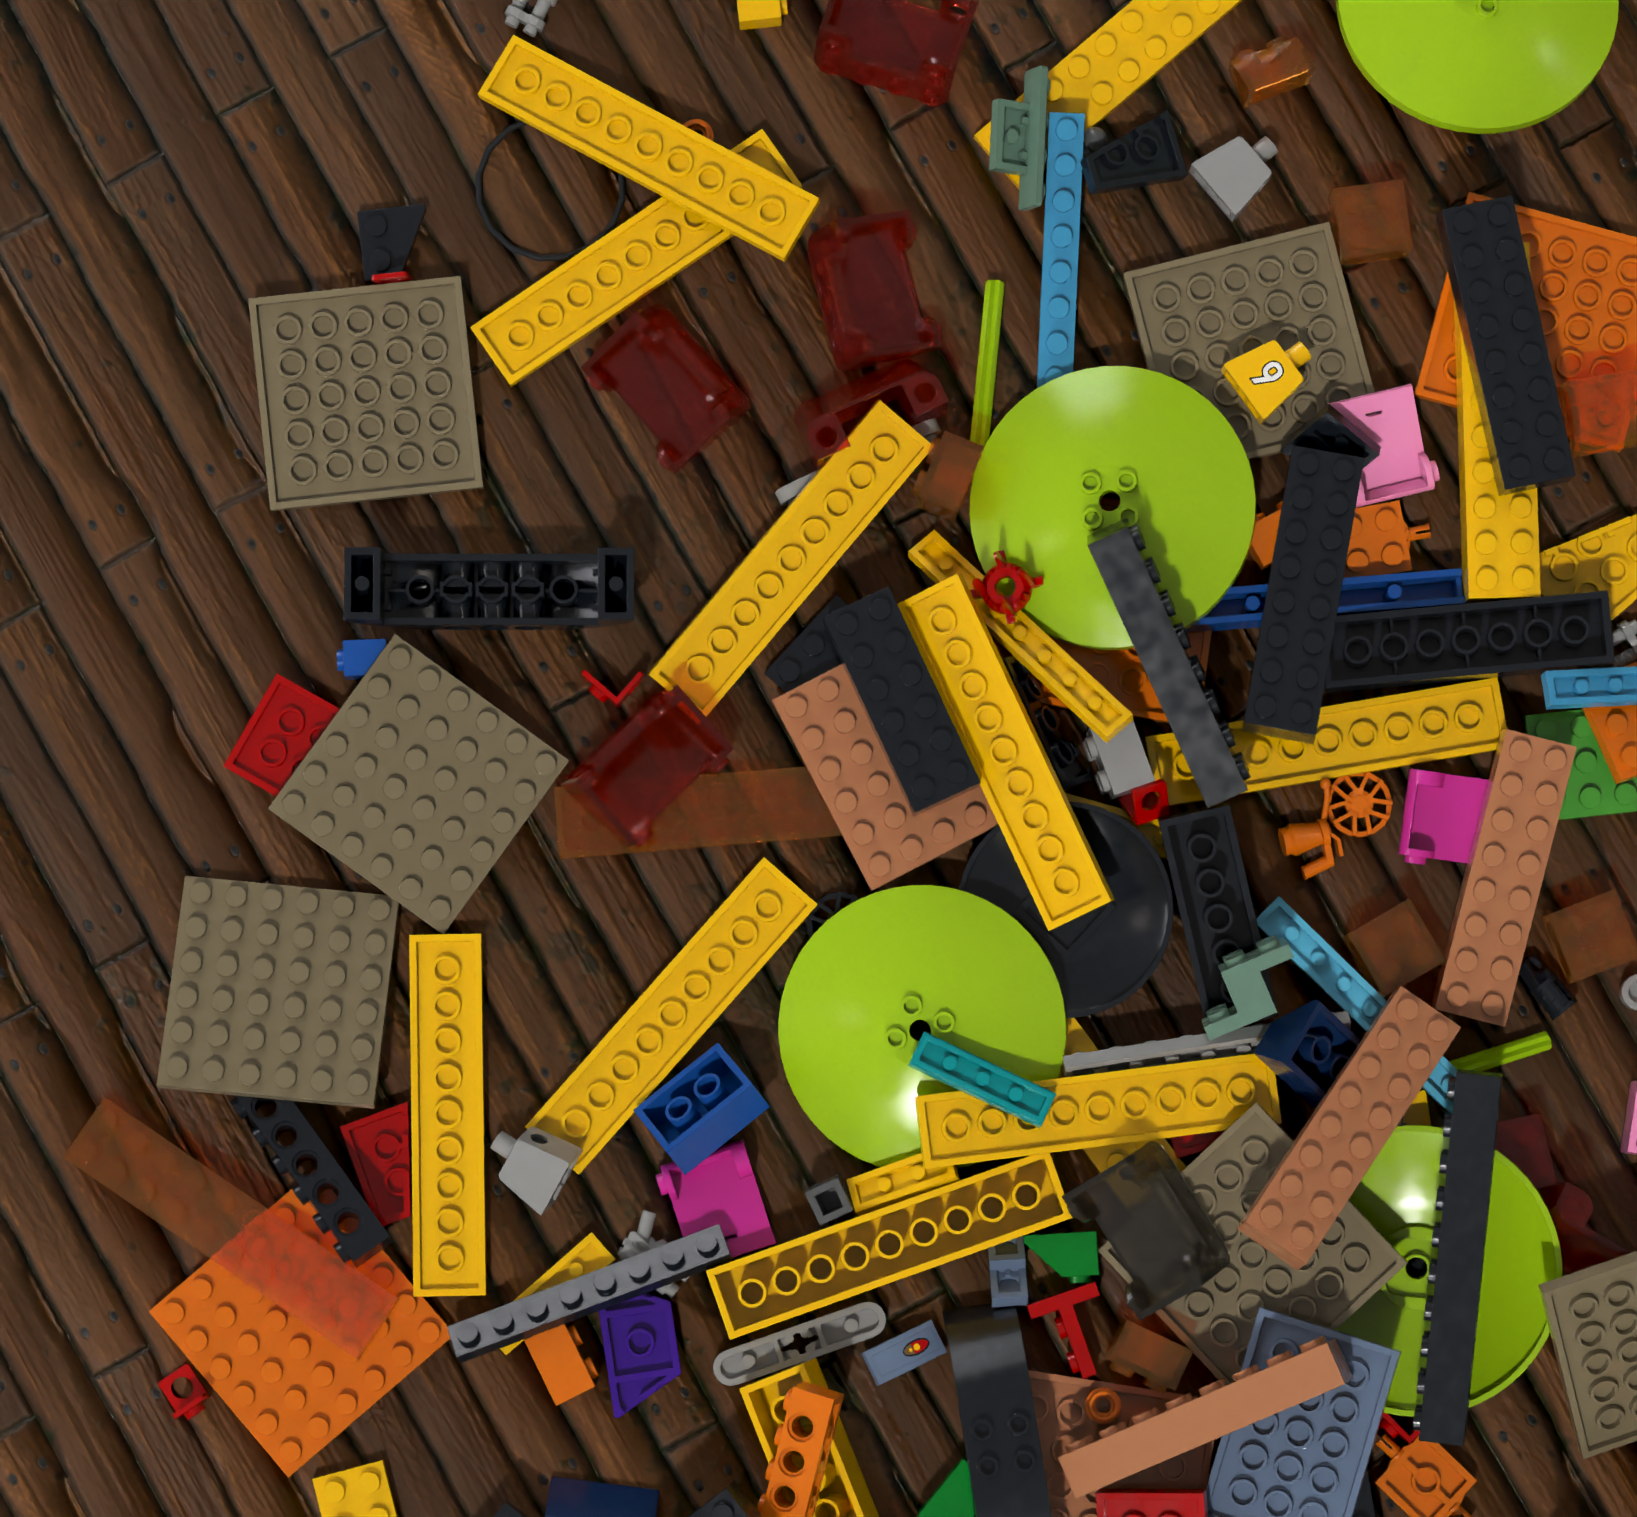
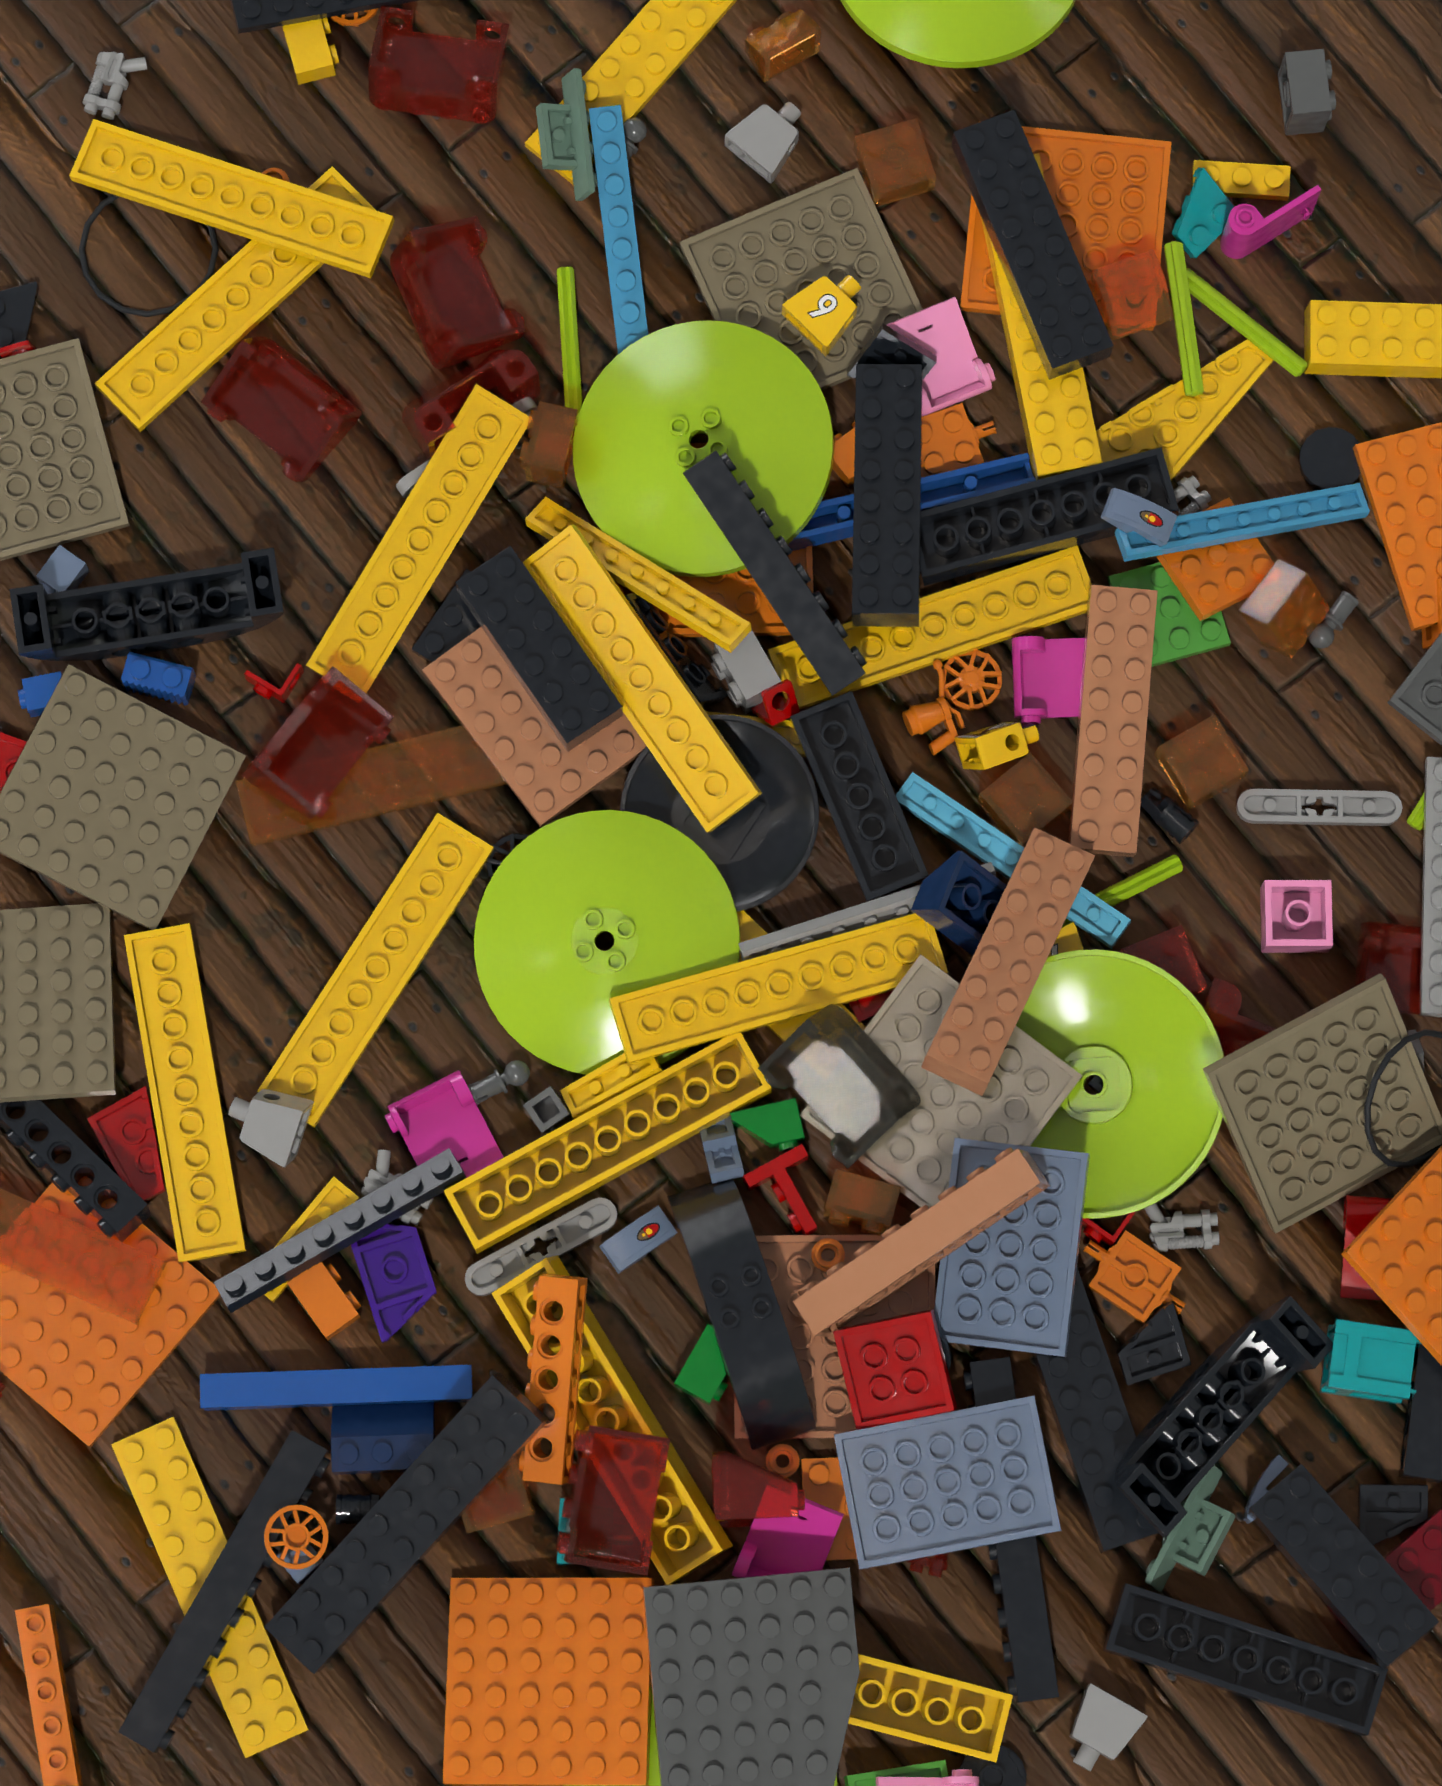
camera: 10 degrees left, 5 degrees down
(403, 530) = (62, 571): none -> sand blue brick
(488, 661) = (158, 678): none -> blue brick
(559, 1459) = (335, 1387): none -> blue tile
(701, 1108) = (416, 1045): blue brick -> none
(802, 1152) = (515, 1073): none -> dark grey pin
(982, 1079) = (667, 973): teal tile -> none
(1005, 605) = (617, 548): red piece -> none
(1137, 159) = (675, 139): black wing -> none
(1246, 987) = (893, 848): sand green bracket -> none
(1372, 882) = (995, 744): none -> yellow torso
(1460, 1258) = (1128, 1057): black brick -> none
(1476, 1436) = (1169, 1232): none -> light grey piece
(1570, 663) = (1140, 515): none -> sand blue slope

